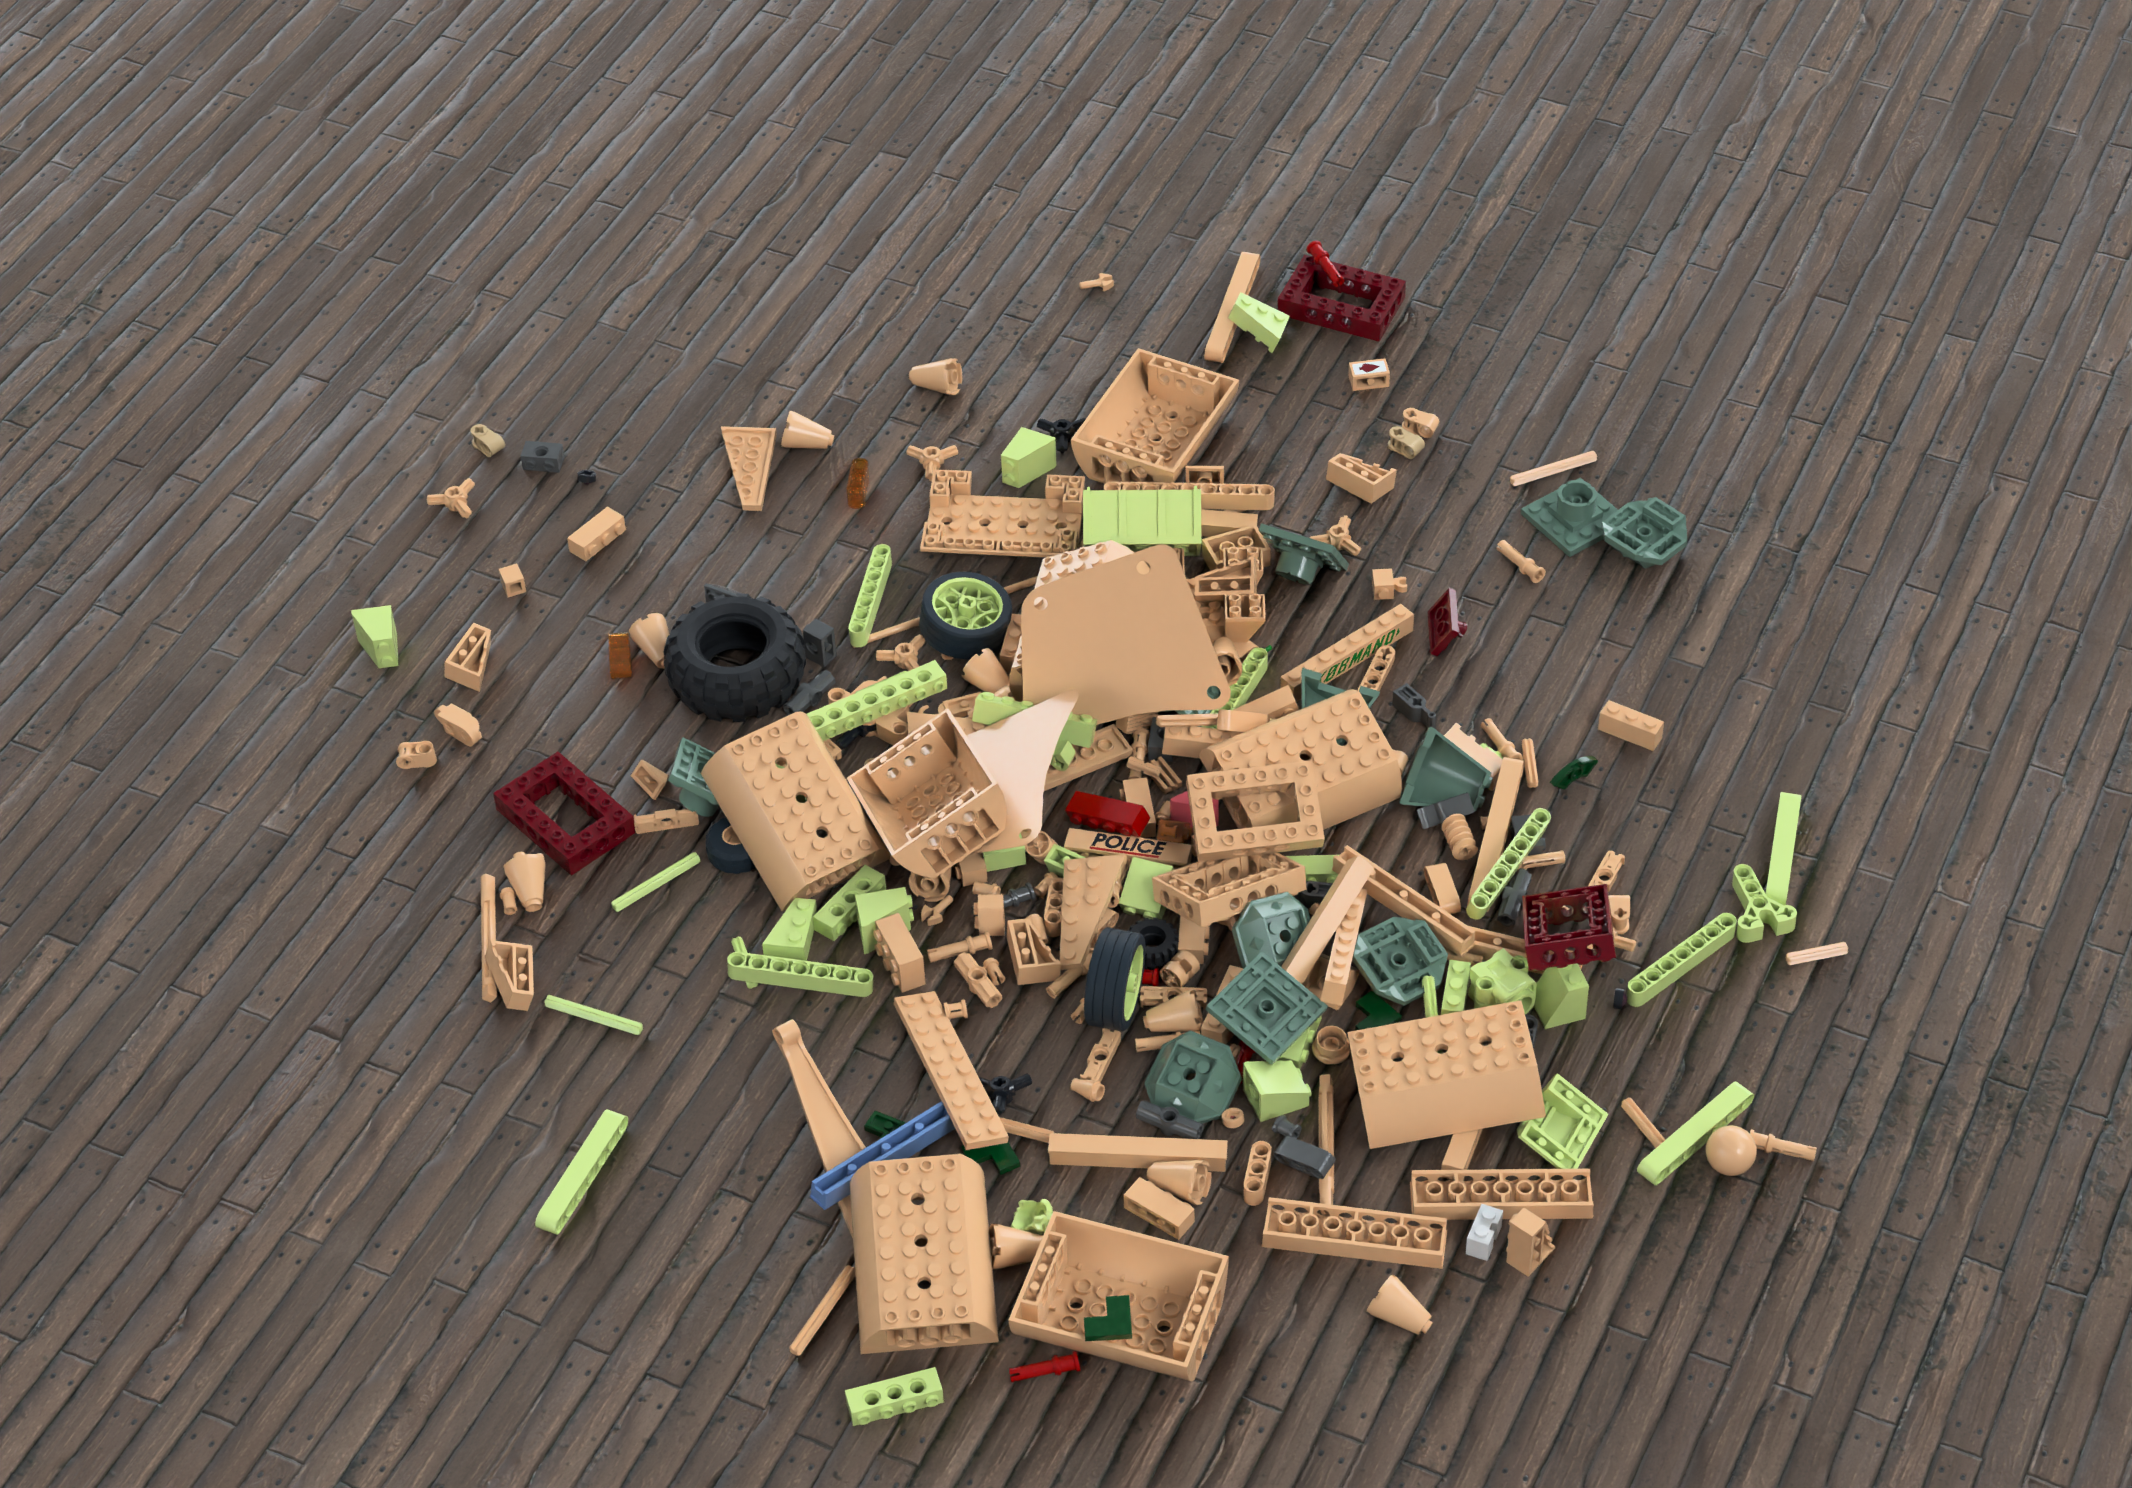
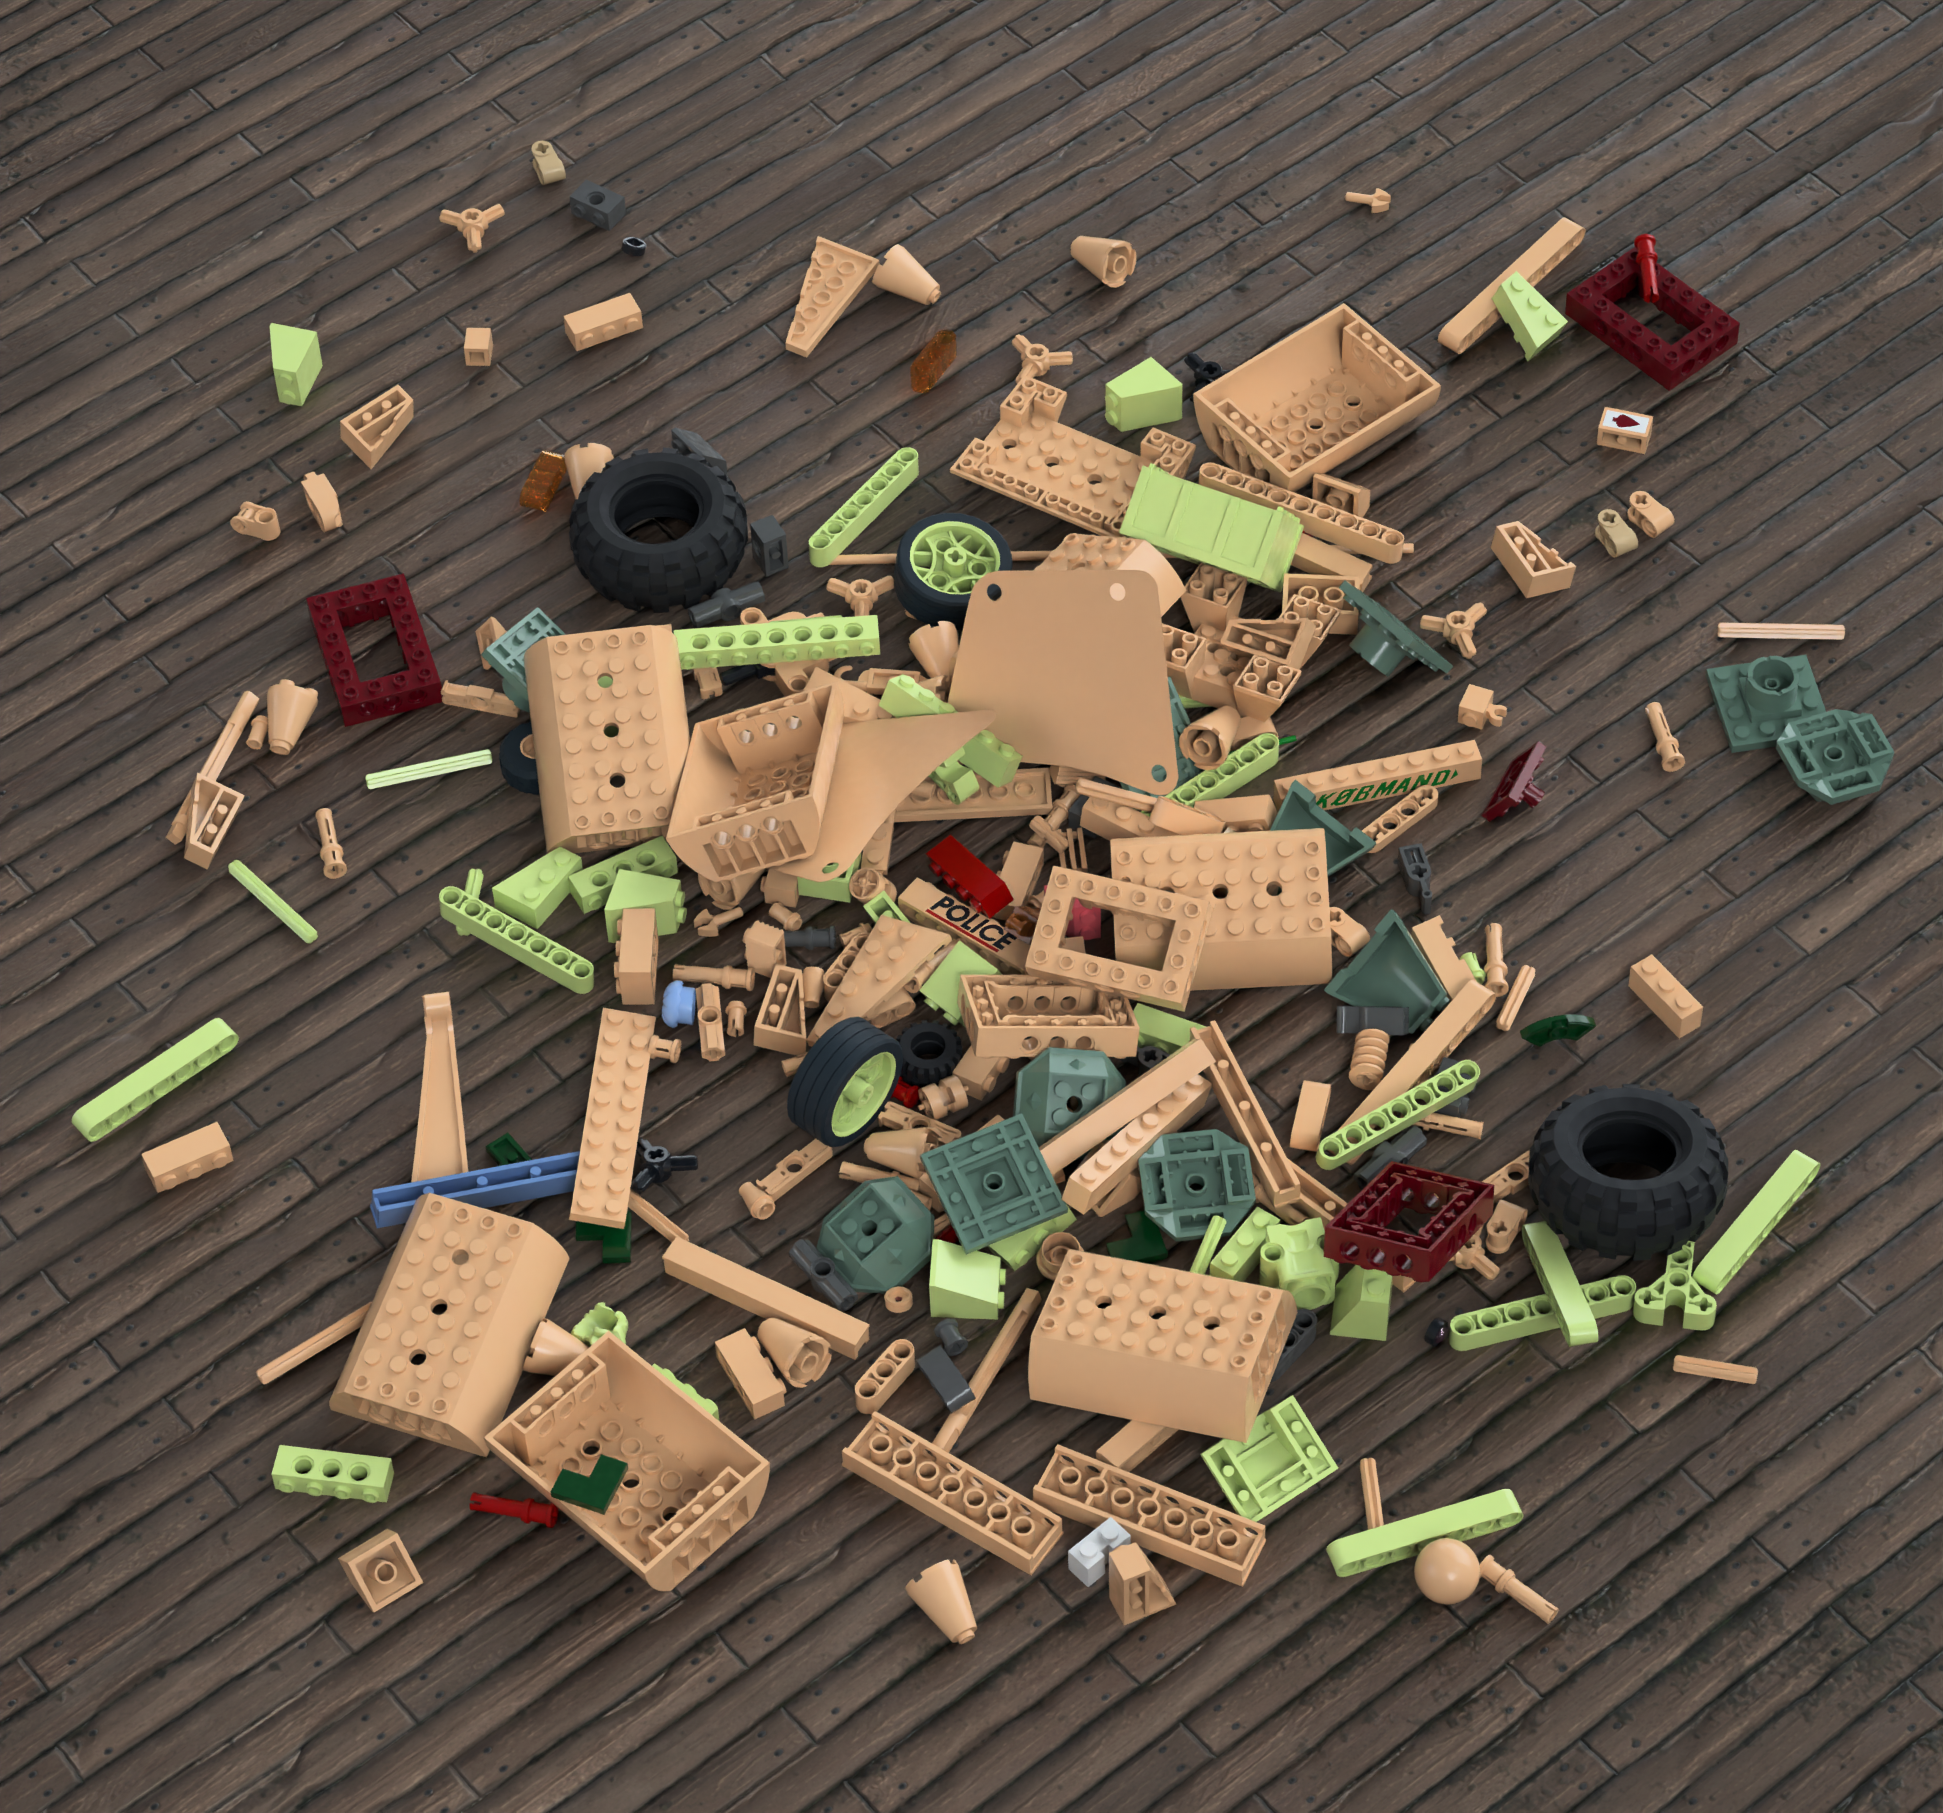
camera: 25 degrees right, 5 degrees up
(618, 964) = (331, 851): none -> light nougat pin
(642, 1217) = (187, 1157): none -> light nougat brick
(949, 975) = (678, 1004): none -> light blue piece
(972, 1449) = (381, 1570): none -> light nougat slope
(1688, 932) = (1560, 1284): none -> yellowish green beam
(1693, 871) = (1628, 1214): none -> black tyre

